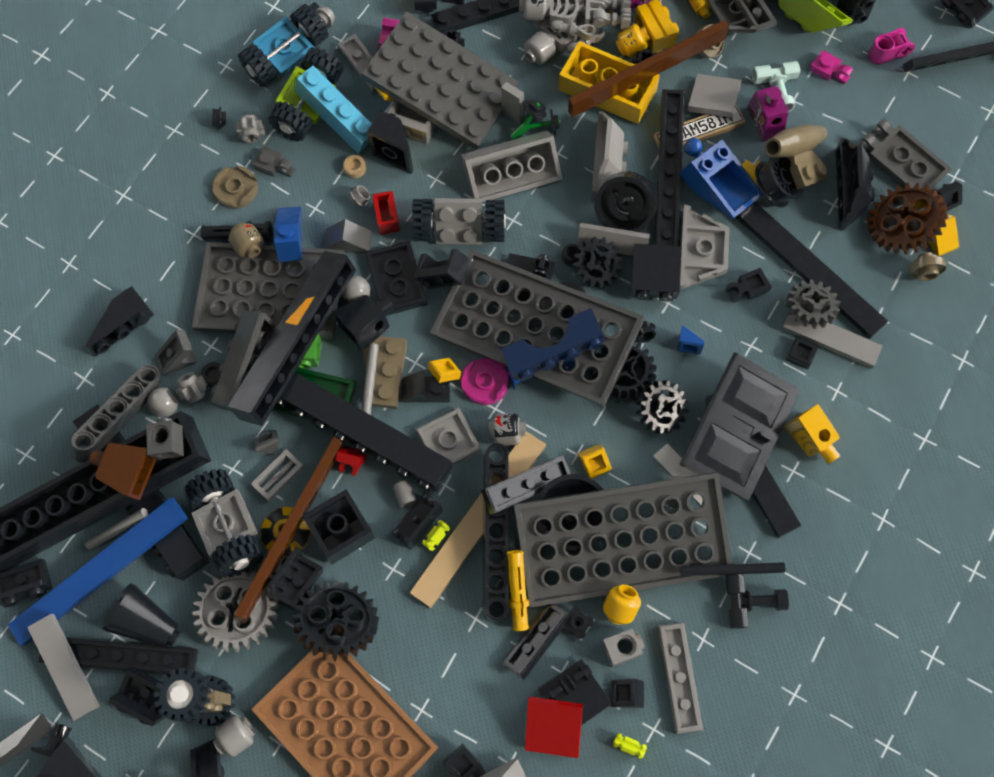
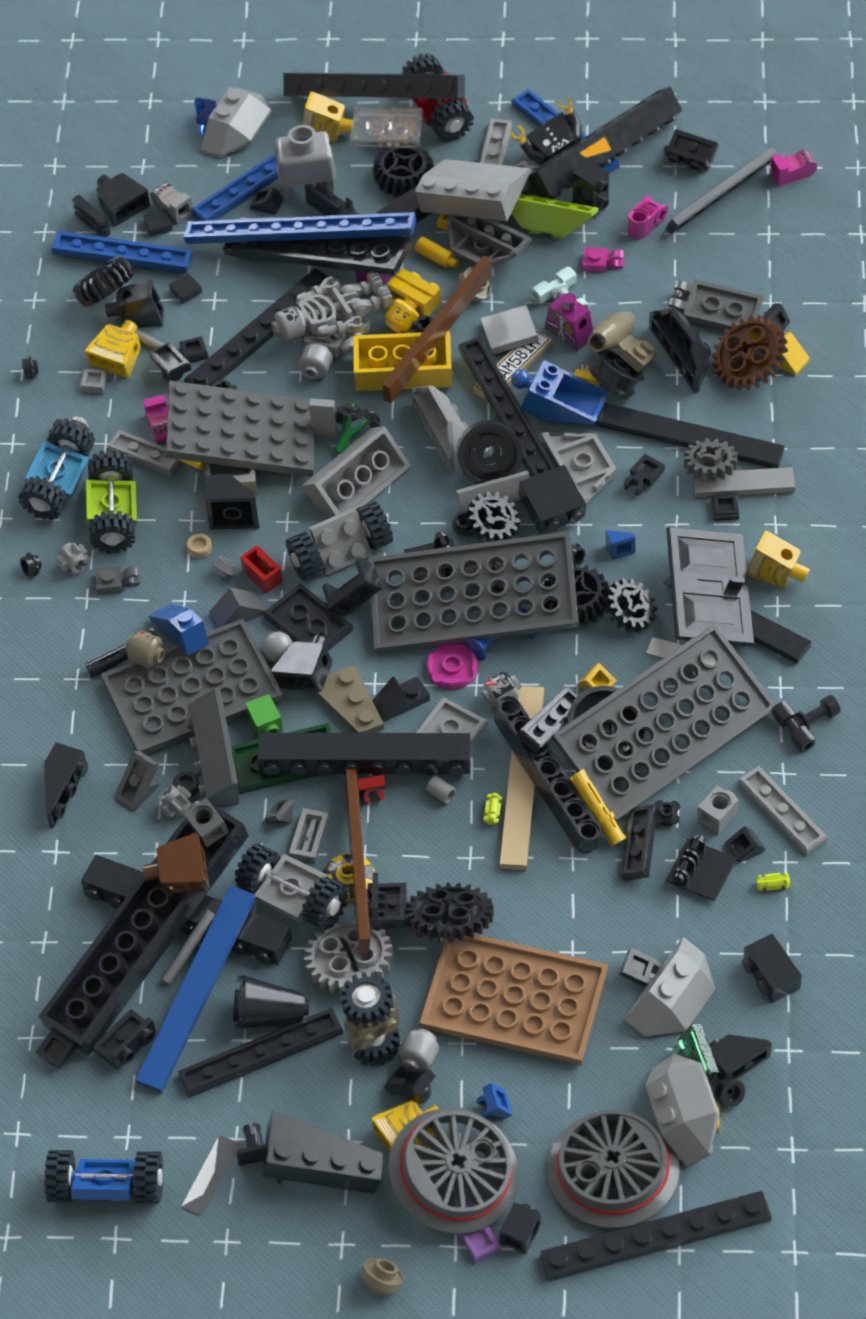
camera: 30 degrees left, 15 degrees down
(63, 667) = (217, 1081): light grey tile -> none
(113, 422) = (122, 849): dark grey beam -> none
(137, 697) = (311, 1063): black bracket -> none
(162, 402) = (155, 827): light grey piece -> none
(235, 187) = (90, 618): dark tan tile -> none
(292, 338) = (253, 703): black brick -> none
(334, 108) = (153, 499): medium azure brick -> none
(338, 526) = (401, 839): black slope -> none
(370, 378) = (341, 706): light grey bar -> none
(417, 521) = (467, 805): black hinge -> none
(444, 370) = (409, 671): yellow tile -> none
(553, 727) = (699, 894): red tile -> none
(581, 335) = (484, 618): dark blue arch -> none
(622, 604) = (696, 775): yellow head -> none
(729, 569) = (773, 700): black bar -> none
(927, 267) = (792, 385): dark tan plate -> none

